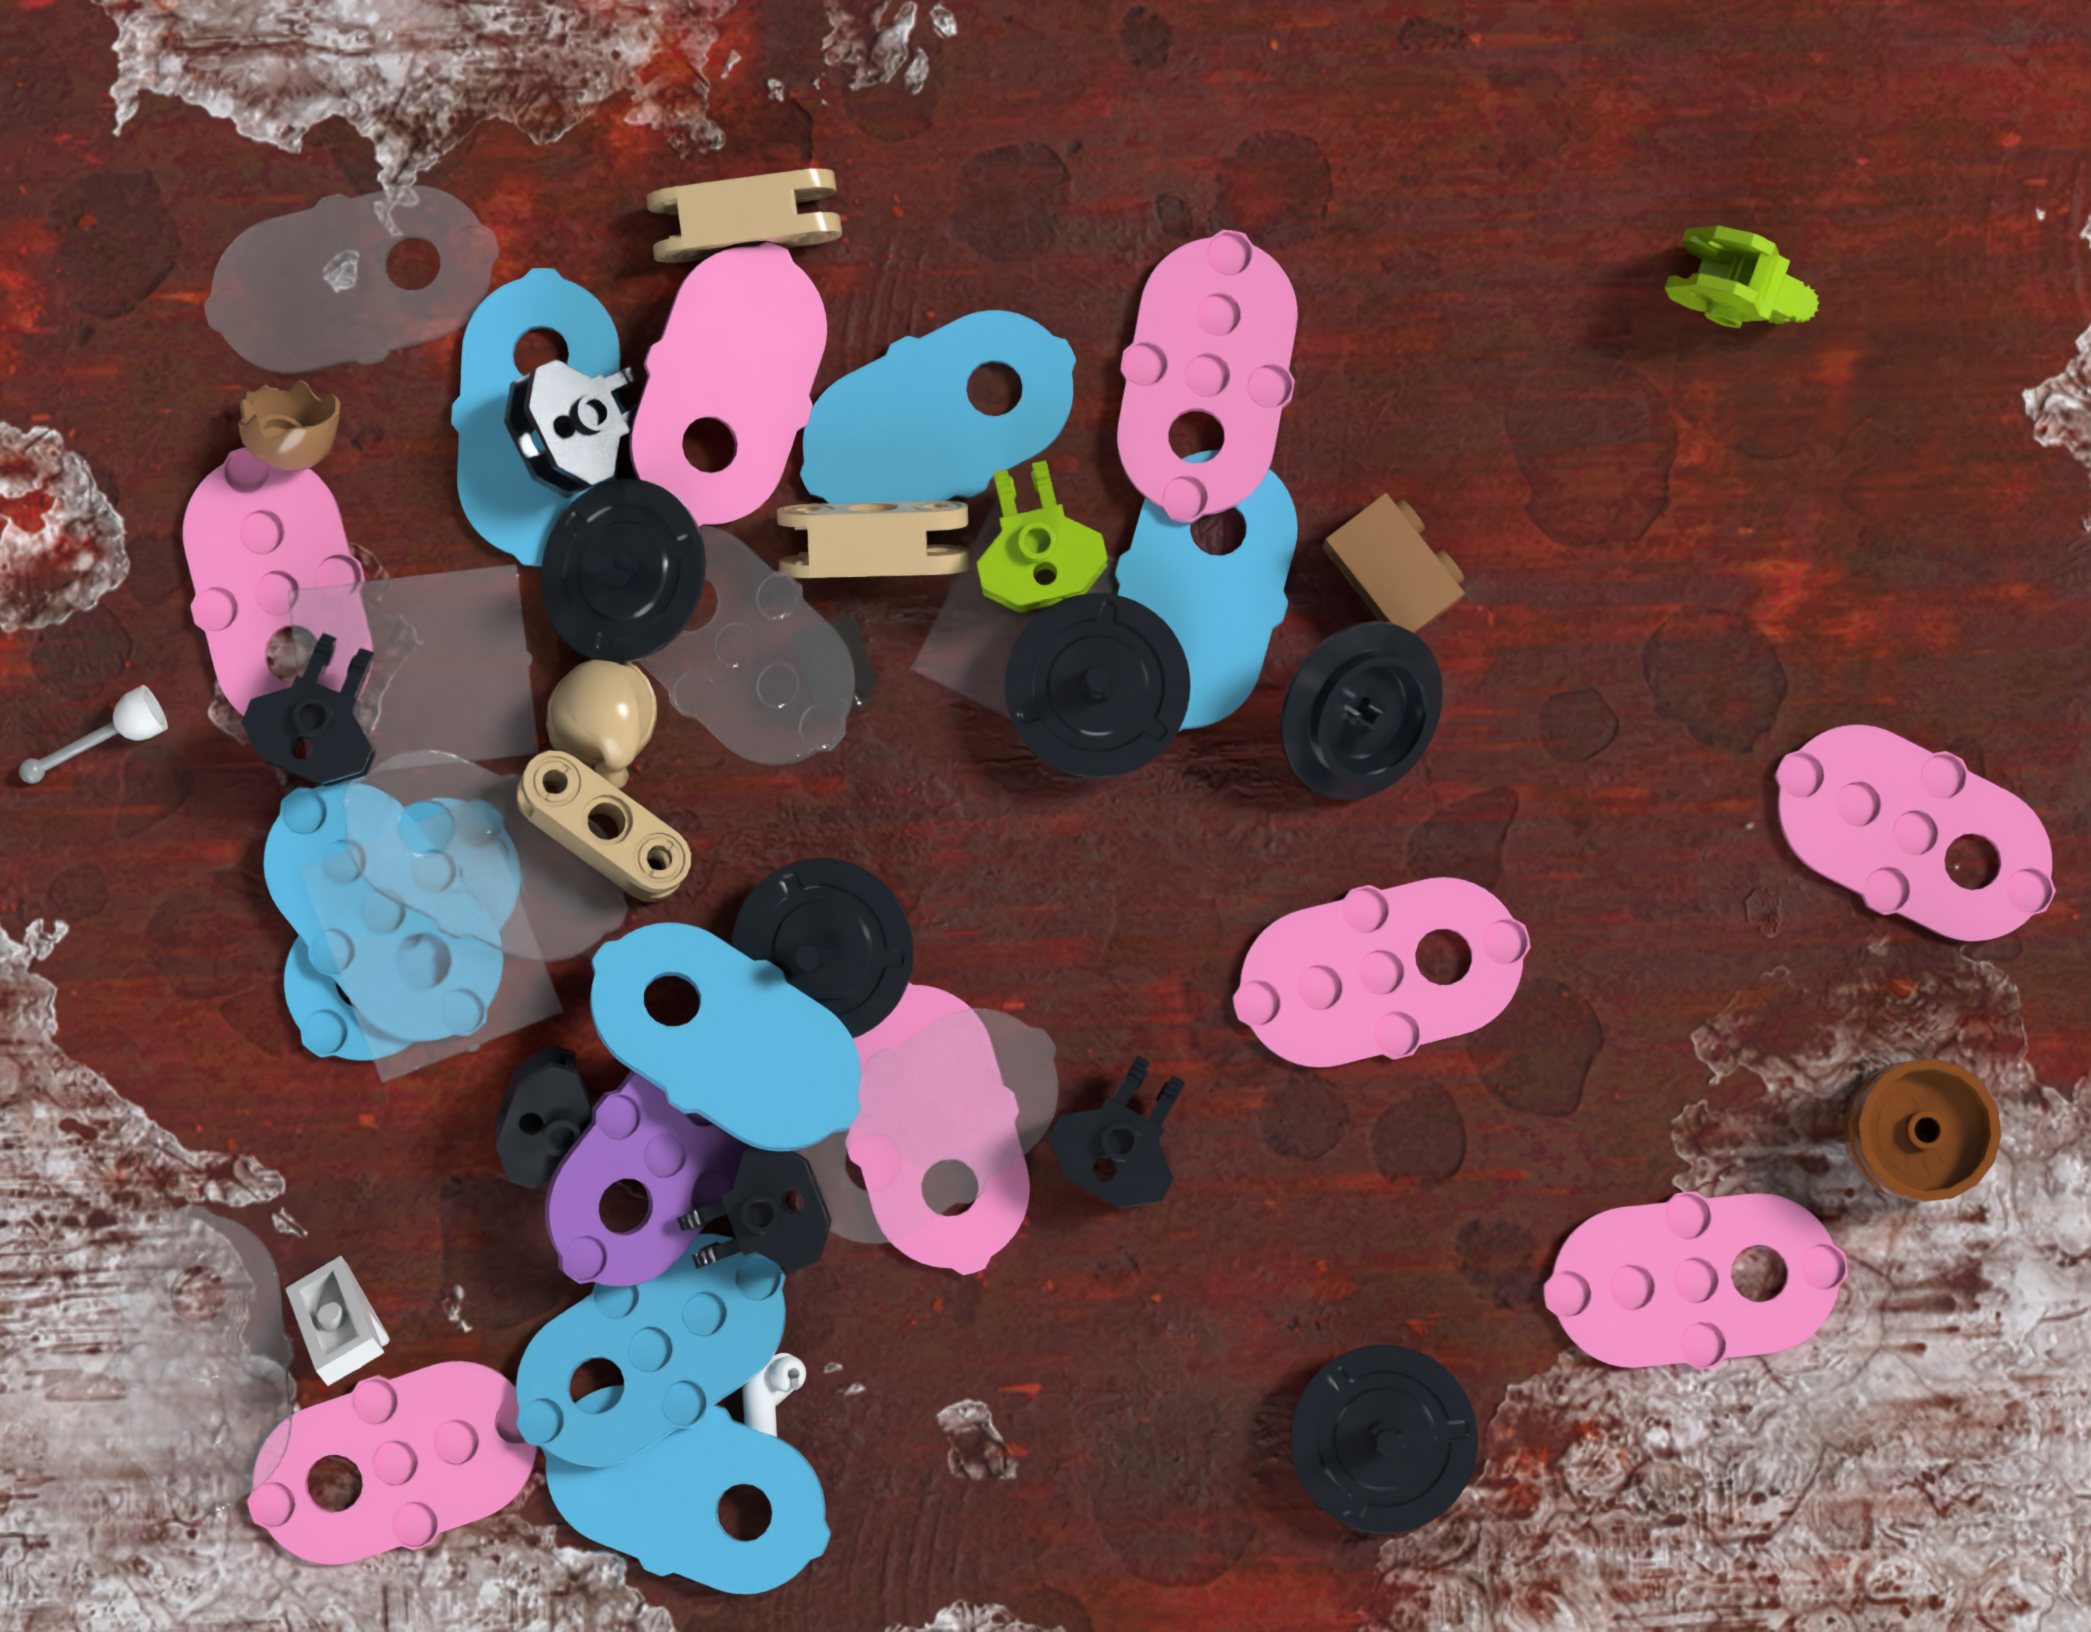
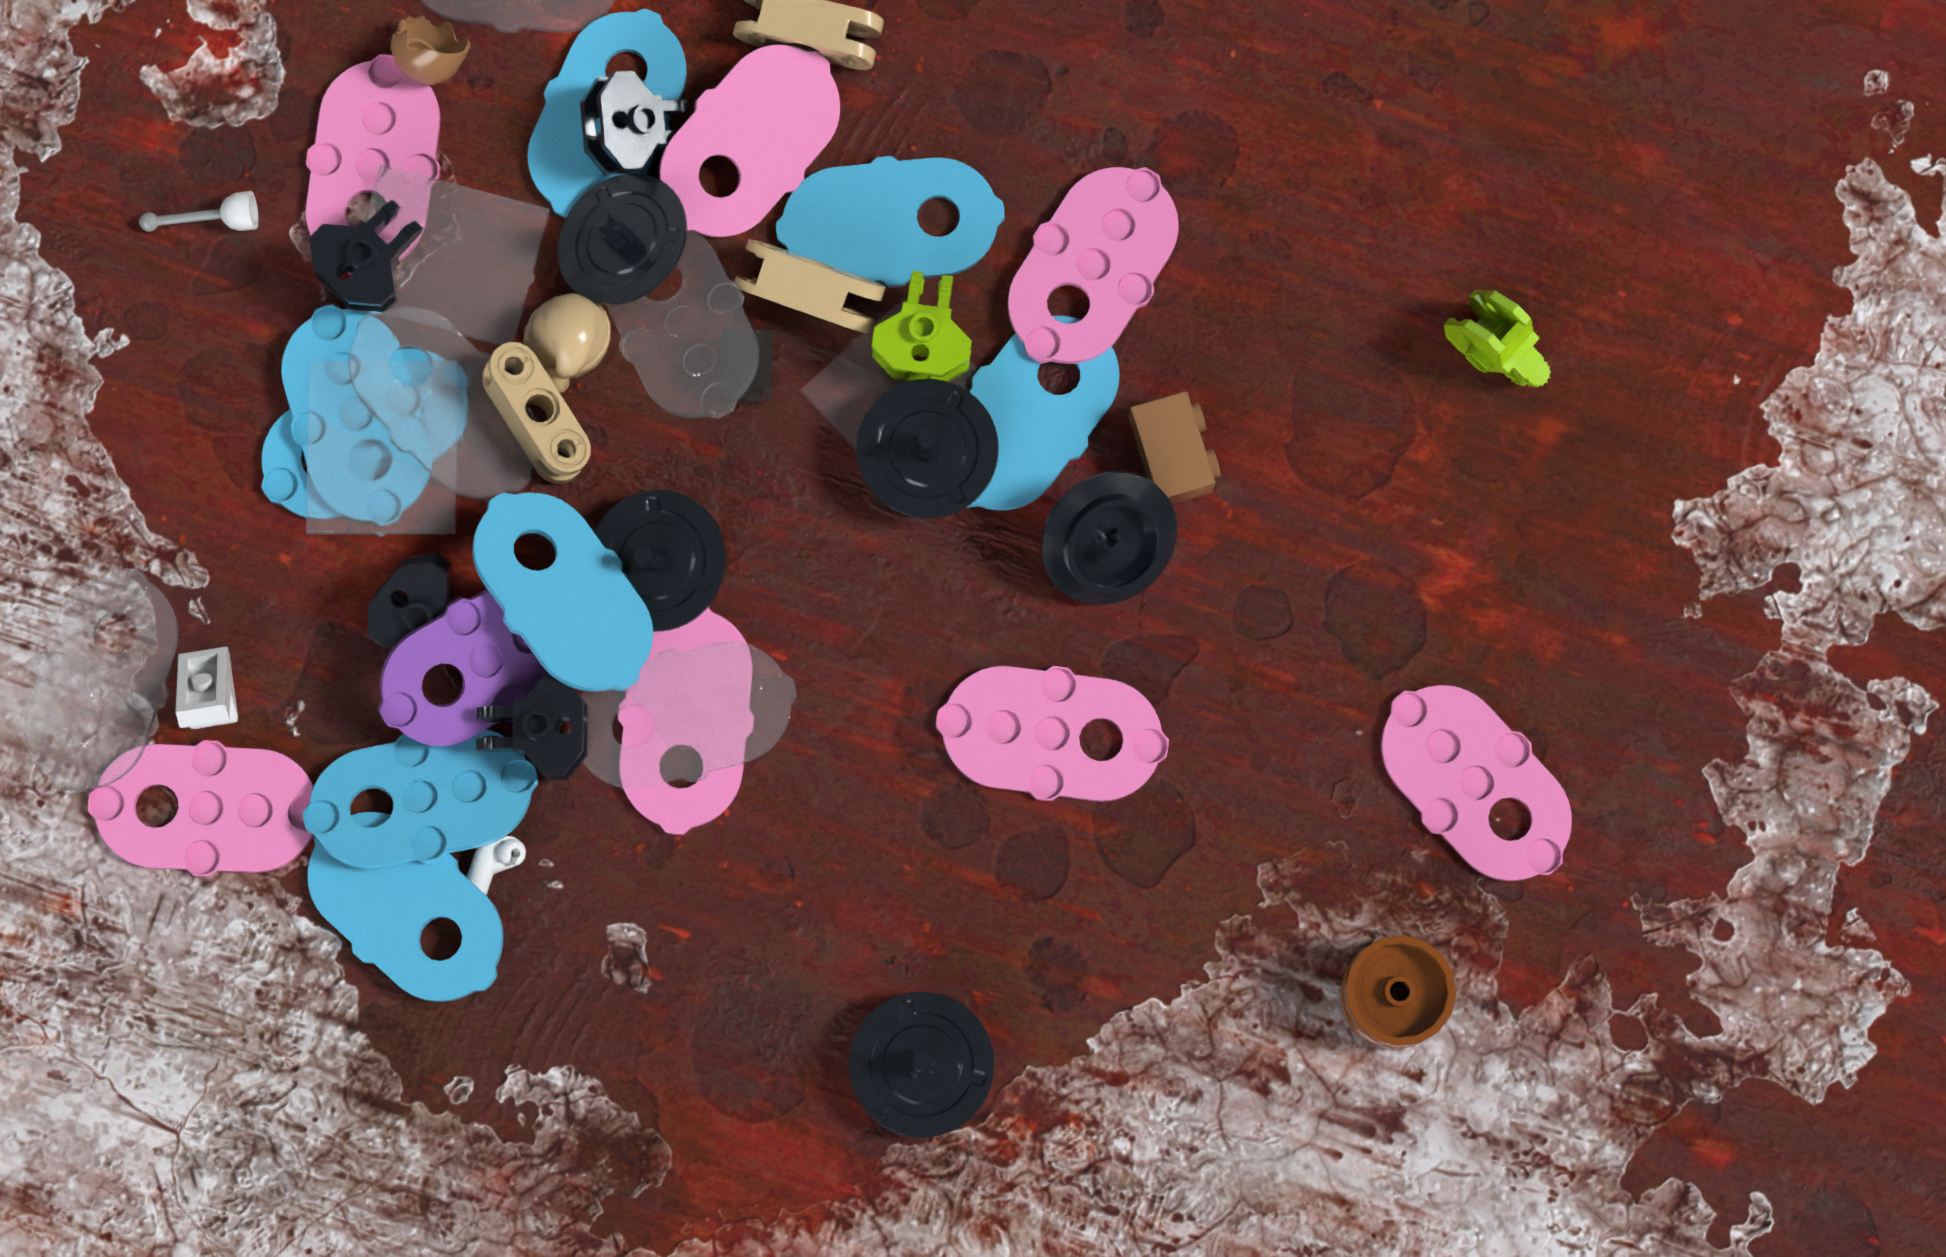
camera: 15 degrees right, 5 degrees down
(1124, 1138) = (818, 774): black hinge -> none
(1659, 1285) = (1165, 1037): bright pink piece -> none

